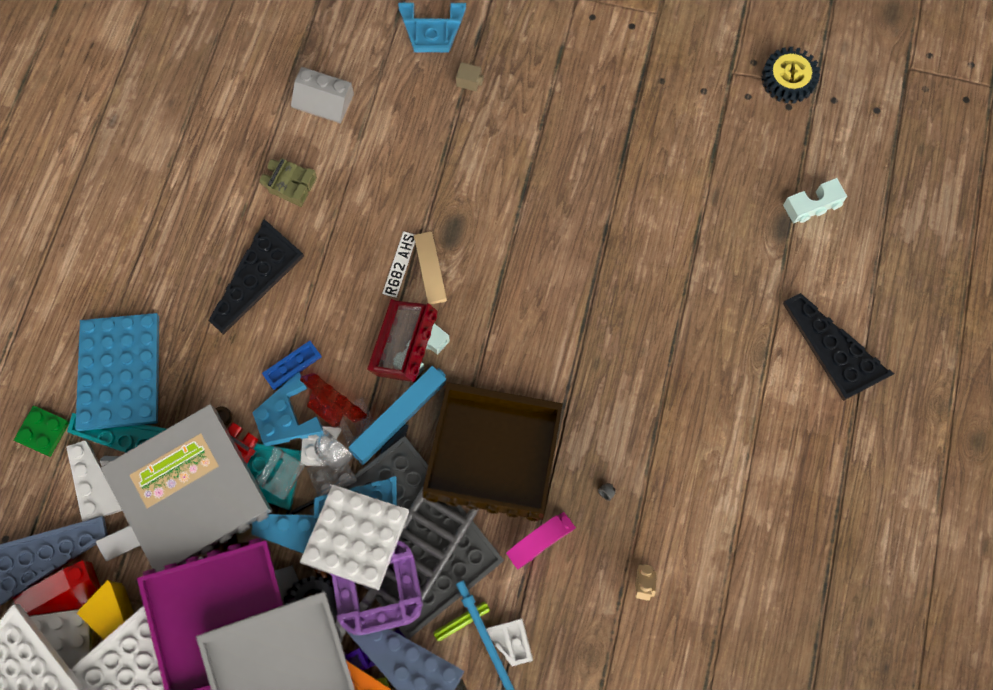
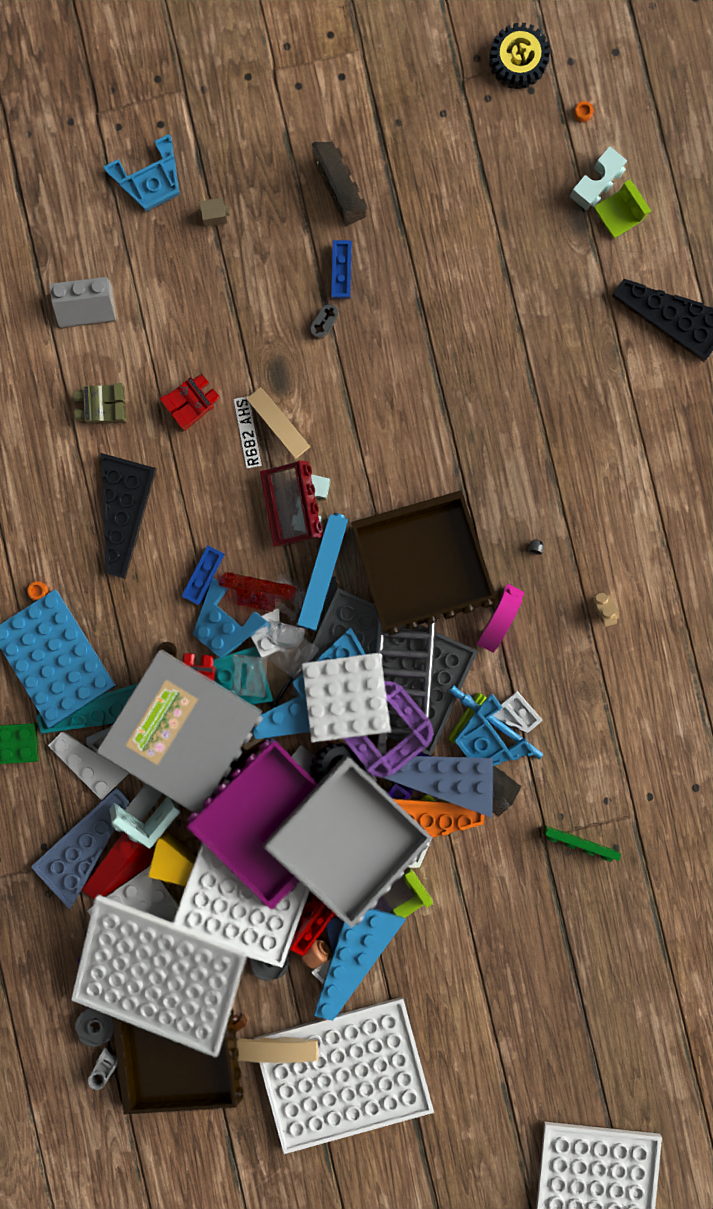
camera: 25 degrees left, 15 degrees up
(94, 561) = (154, 826): none -> light aqua bracket
(141, 306) = (37, 590): none -> orange tile
(363, 214) = (189, 402): none -> red hips
(463, 649) = (481, 741): none -> dark azure wing
(513, 203) = (321, 319): none -> dark grey beam
(552, 170) = (341, 269): none -> blue plate
(587, 101) = (338, 182): none -> clear smoke slope
(825, 236) = (623, 209): none -> lime bracket
(826, 143) = (583, 111): none -> orange tile

